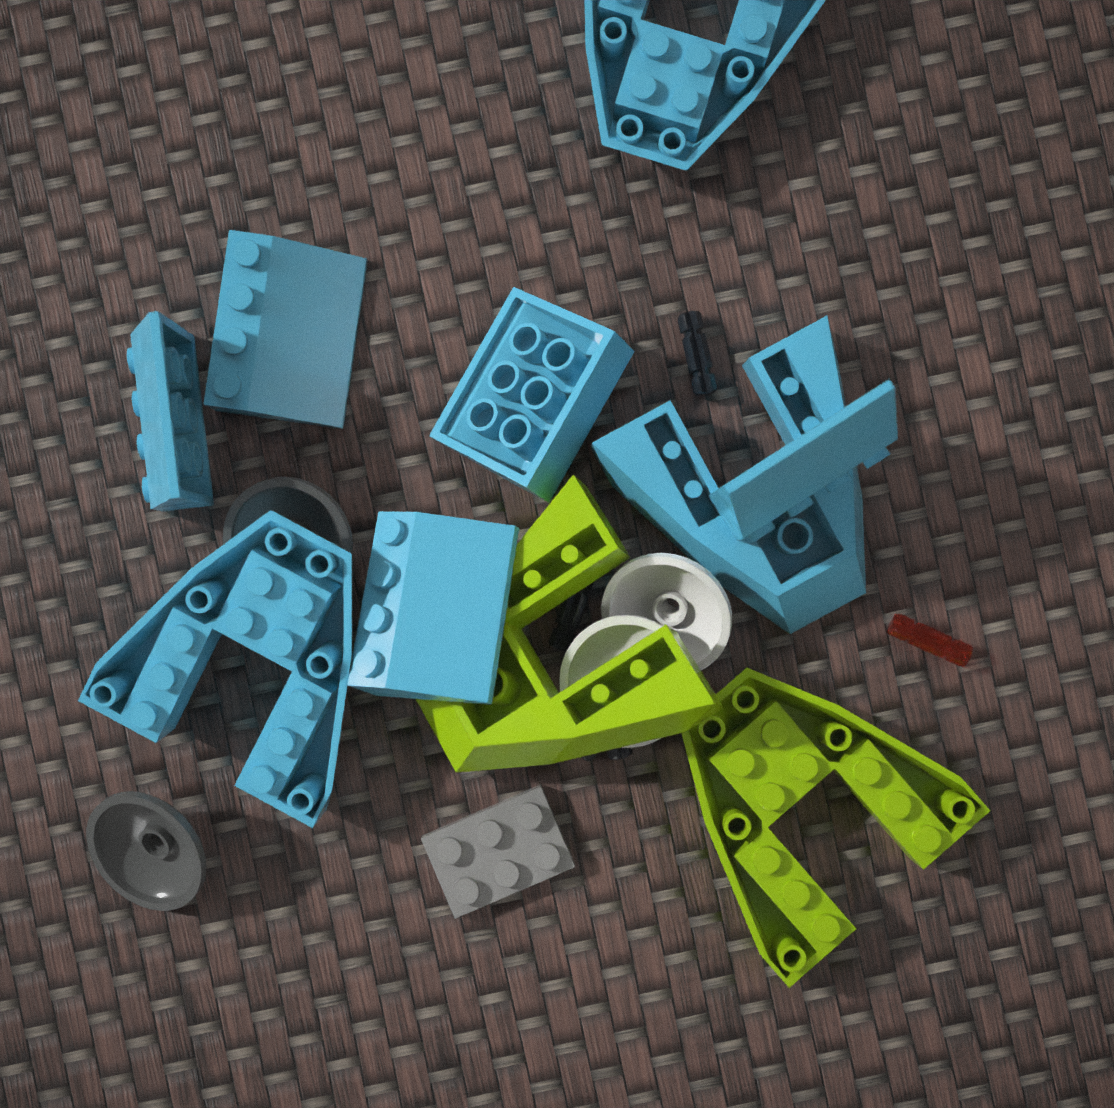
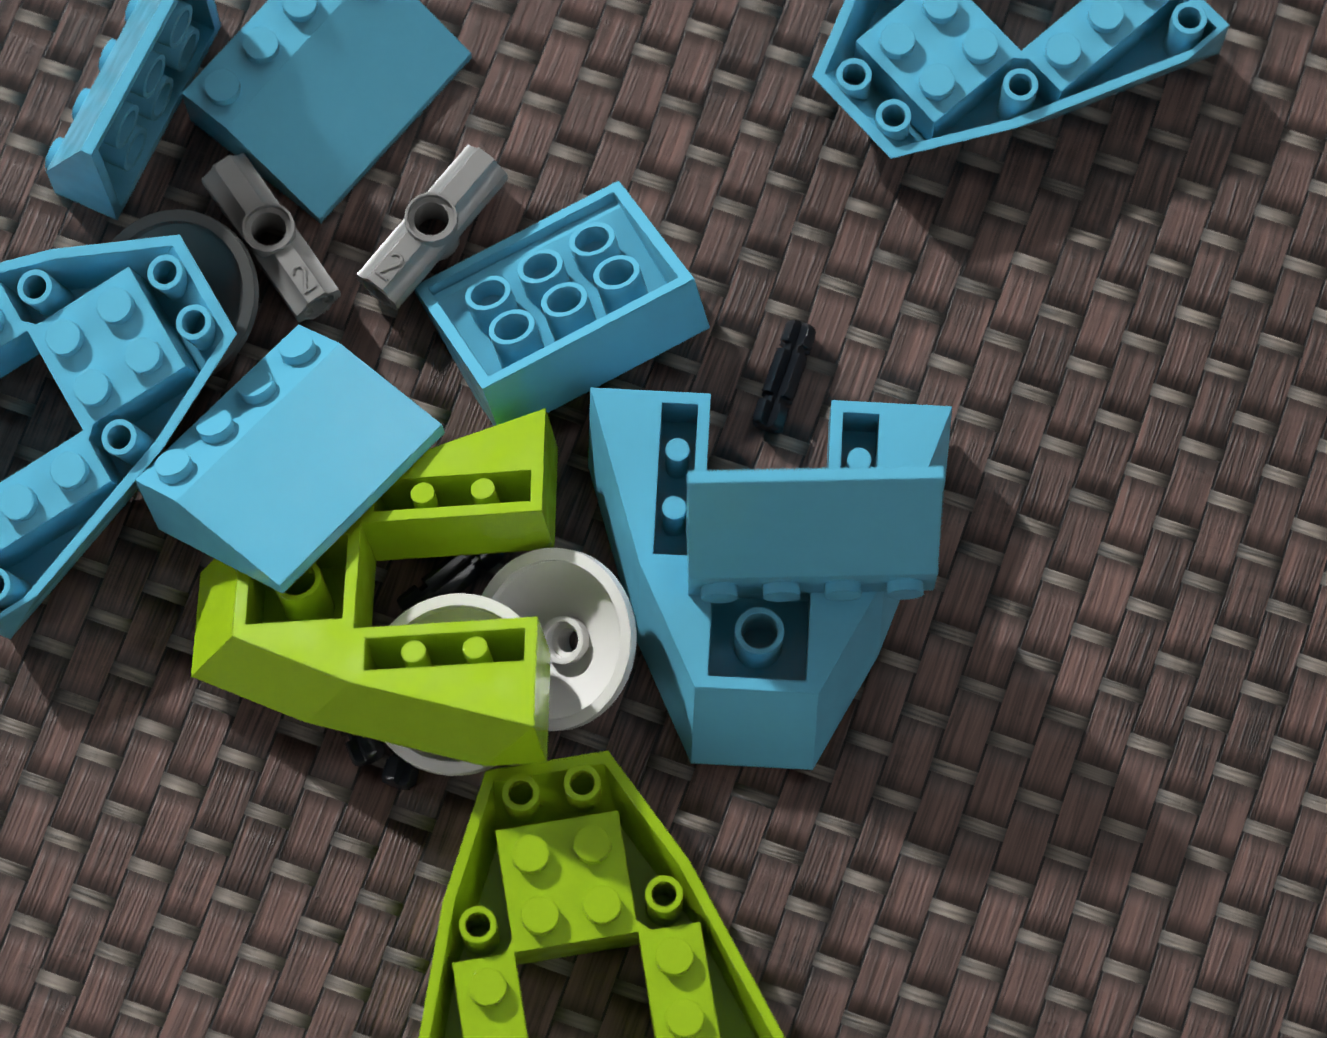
camera: 30 degrees right, 15 degrees down
(297, 448) = (287, 264): none -> light grey piece
(420, 363) = (411, 255): none -> light grey piece
(497, 851) = (179, 806): light grey plate -> none
(930, 640) = (855, 870): clear red axle -> none

